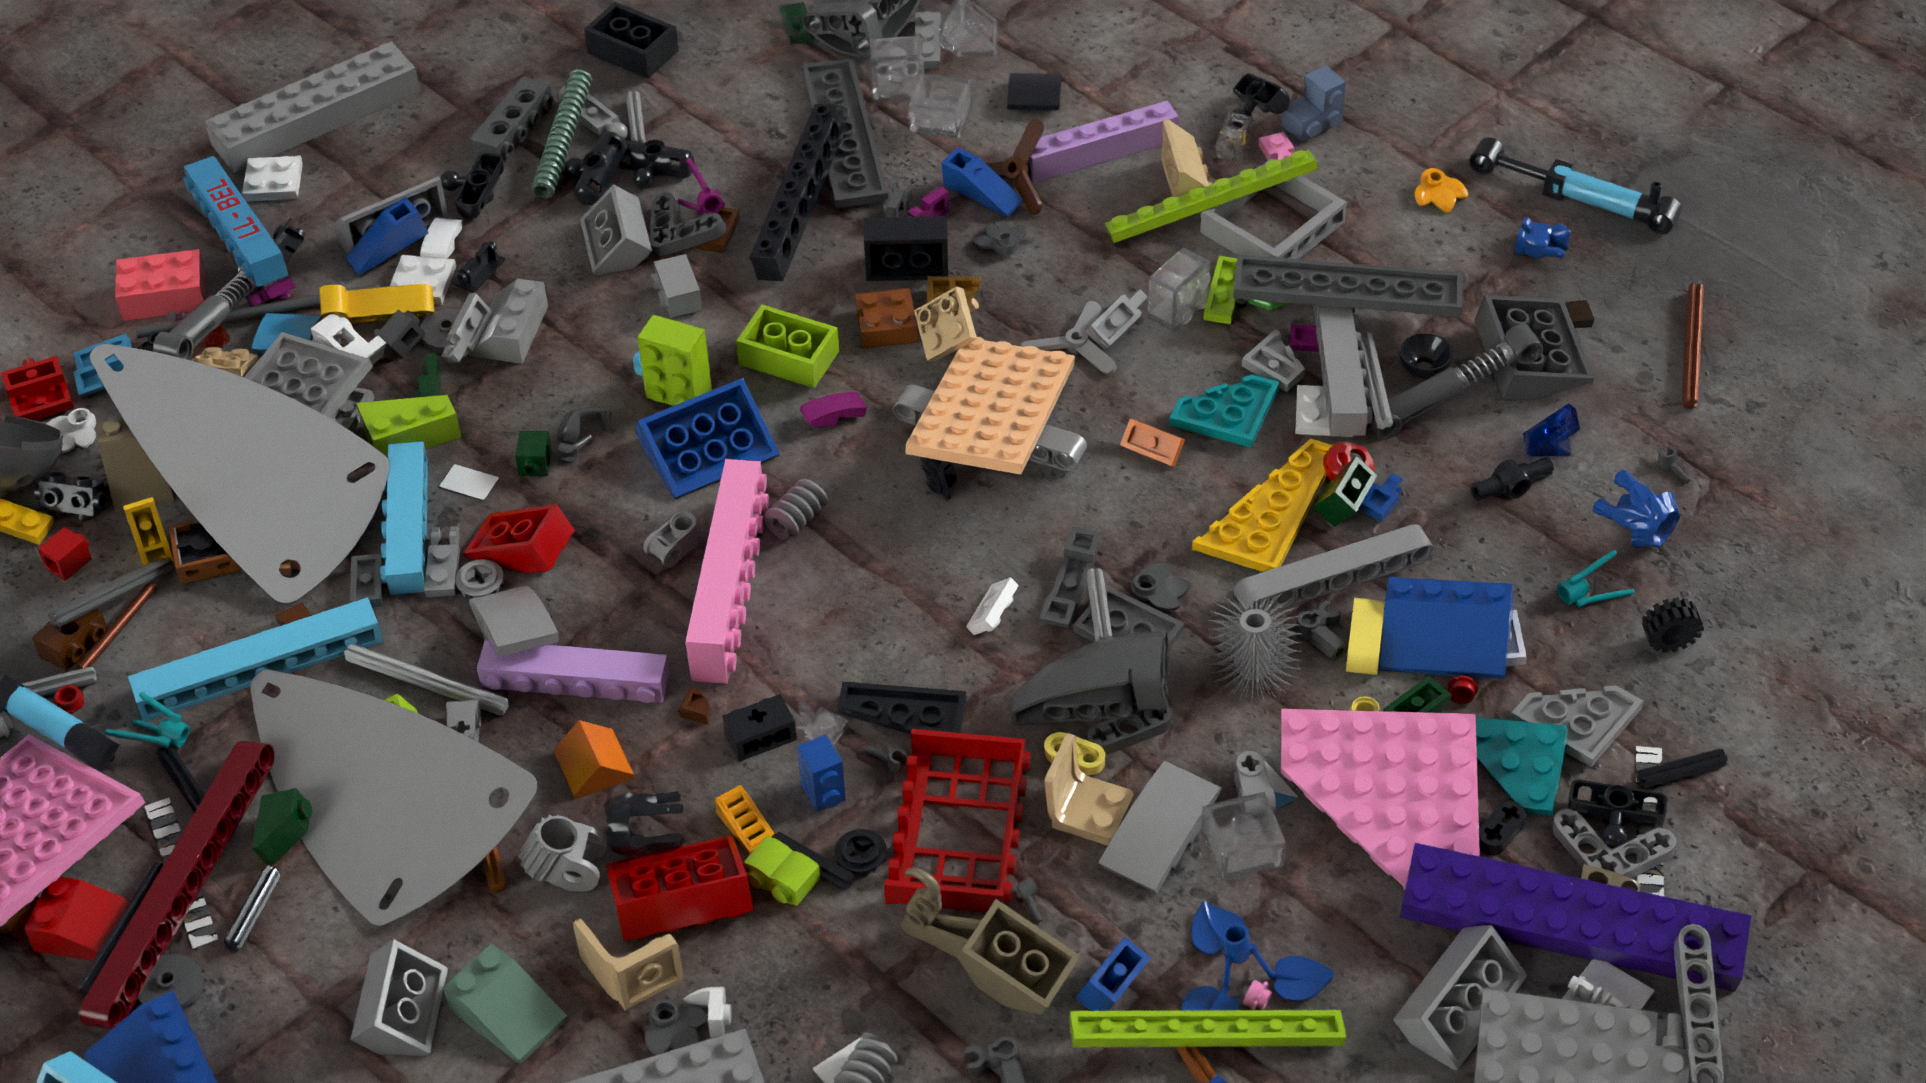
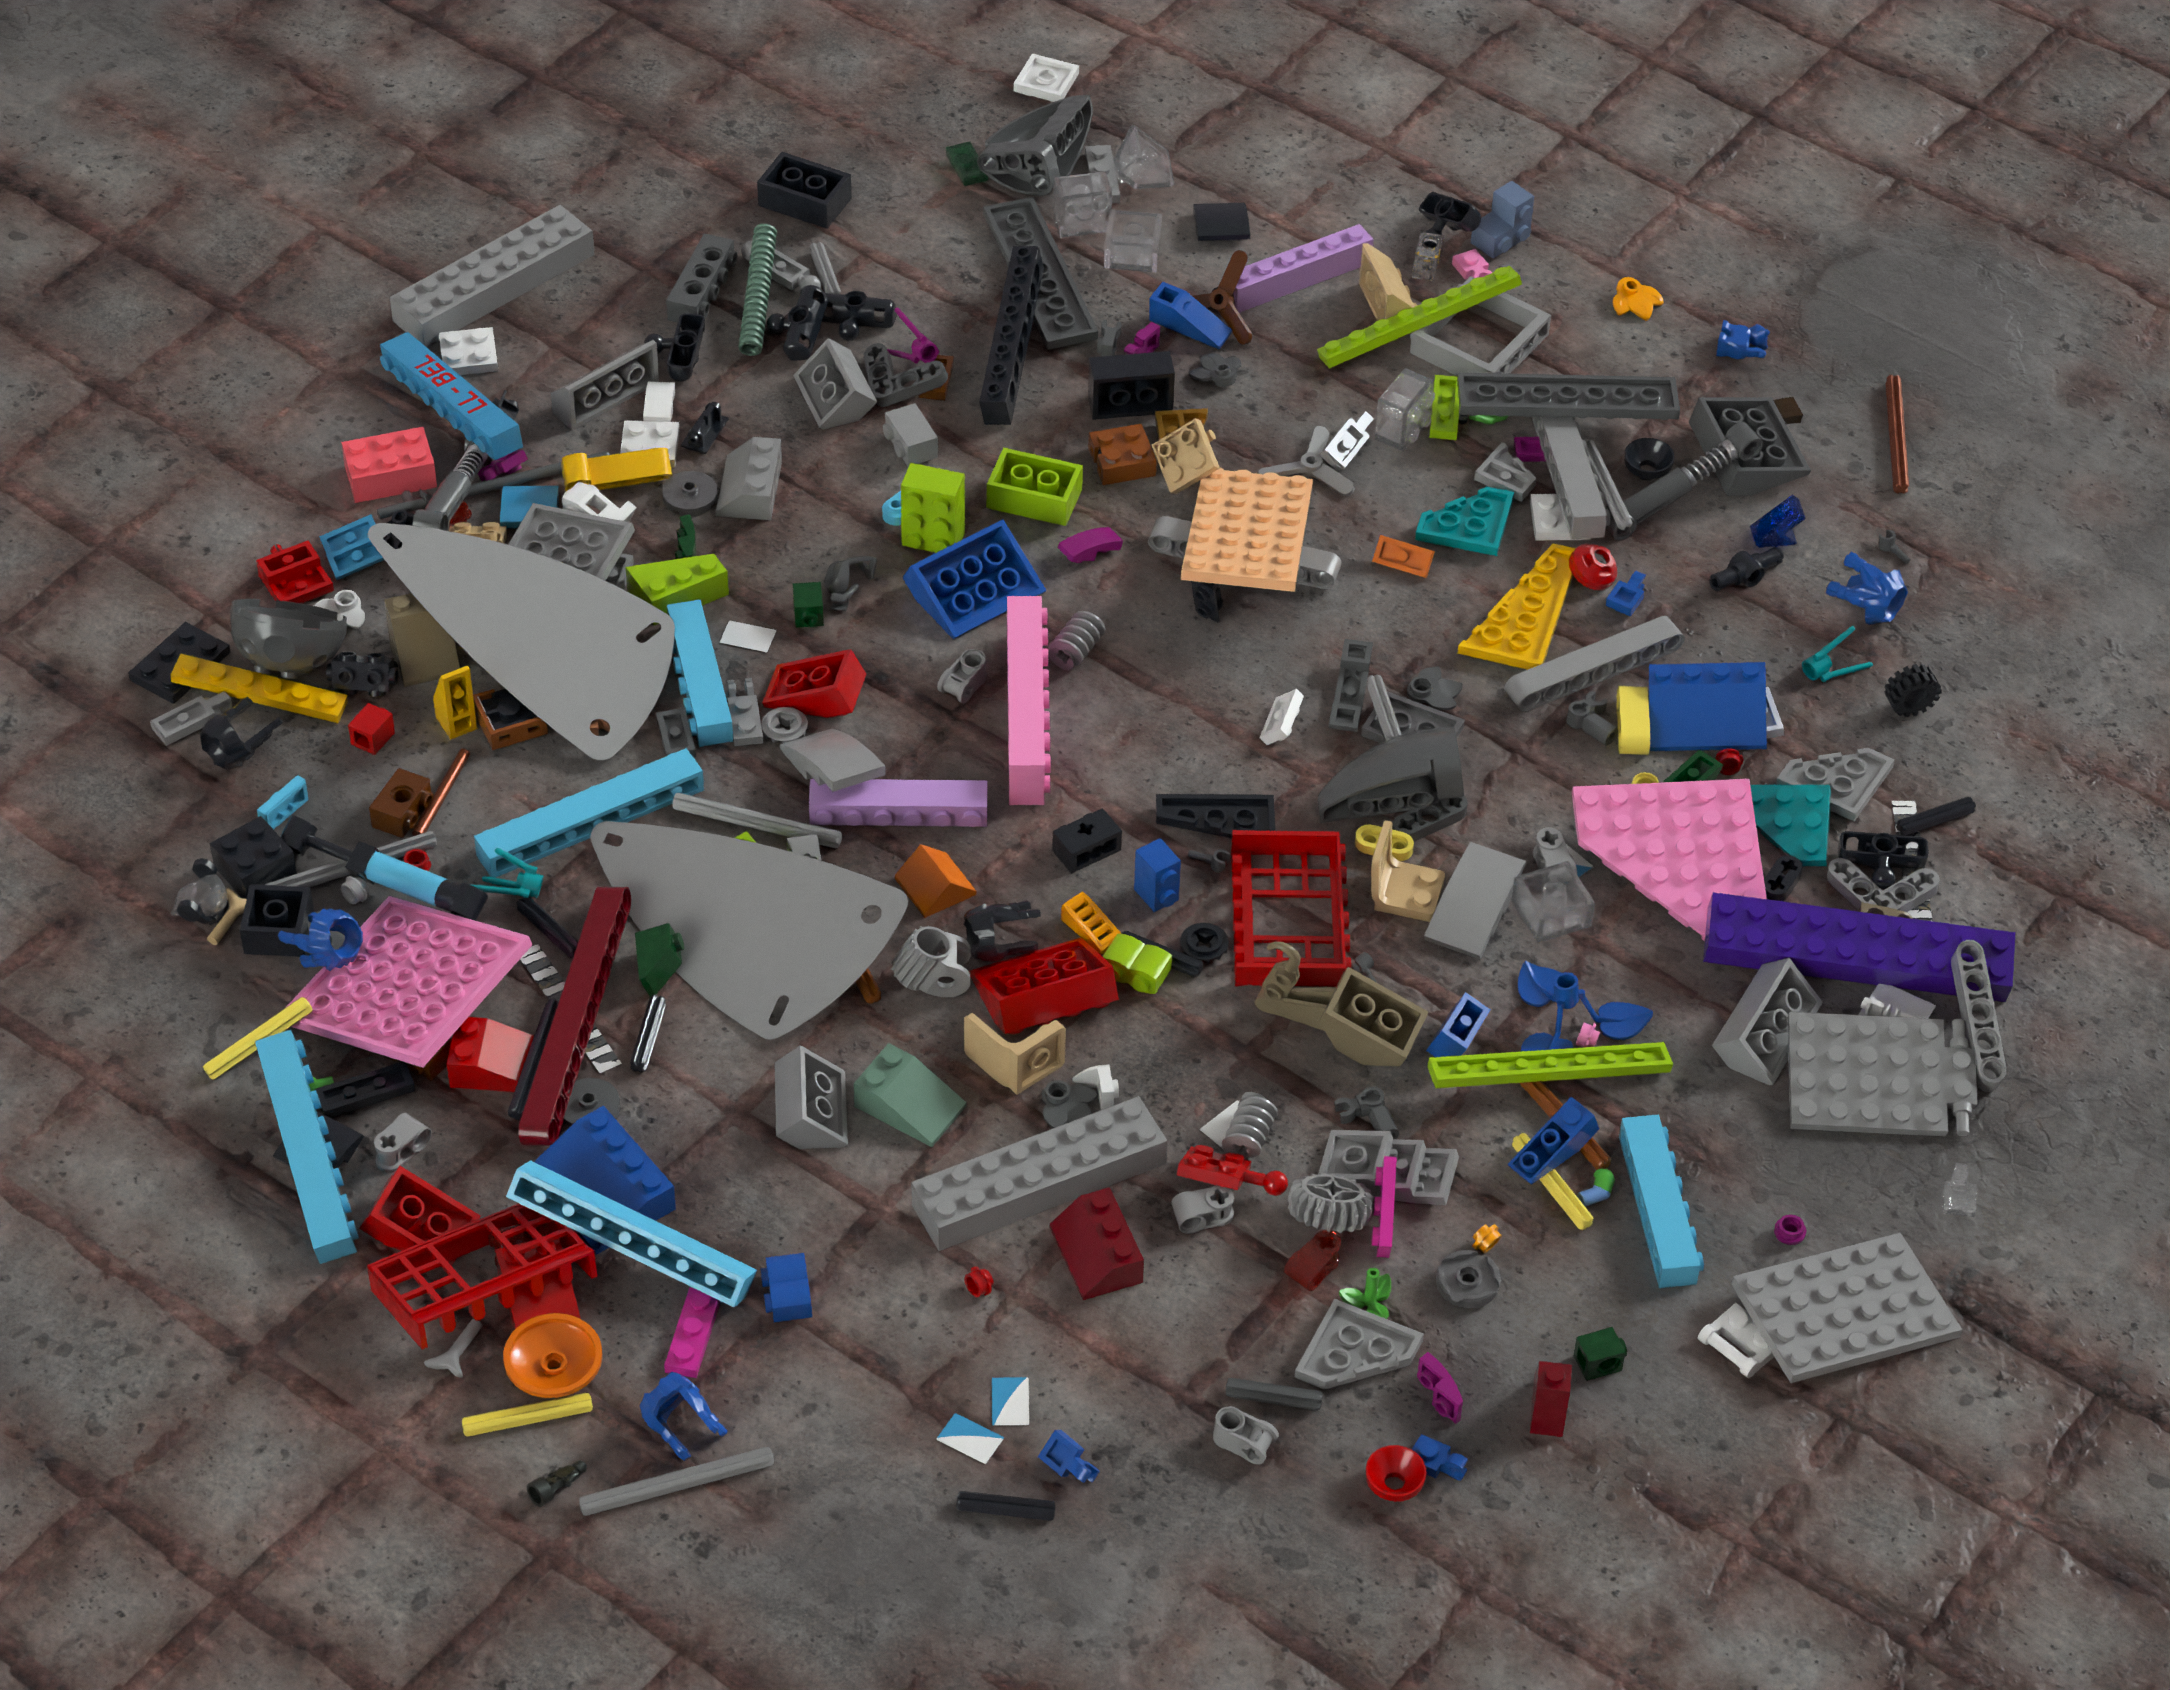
camera: 10 degrees left, 0 degrees up
(110, 592) = (434, 759): dark grey axle -> none
(292, 614) = (611, 770): reddish brown tile -> none
(389, 234) = (610, 401): blue slope -> none
(401, 332) = (647, 496): dark grey brick -> none
(466, 329) = (713, 489): light grey hinge -> none
(695, 707) = (1020, 827): reddish brown tile -> none
(820, 723) = (1140, 833): clear plate -> none
(1253, 645) = (1535, 733): light grey piece -> none
(1345, 492) = (1595, 590): dark green slope -> none
(1562, 180) = (1846, 307): black piece -> none

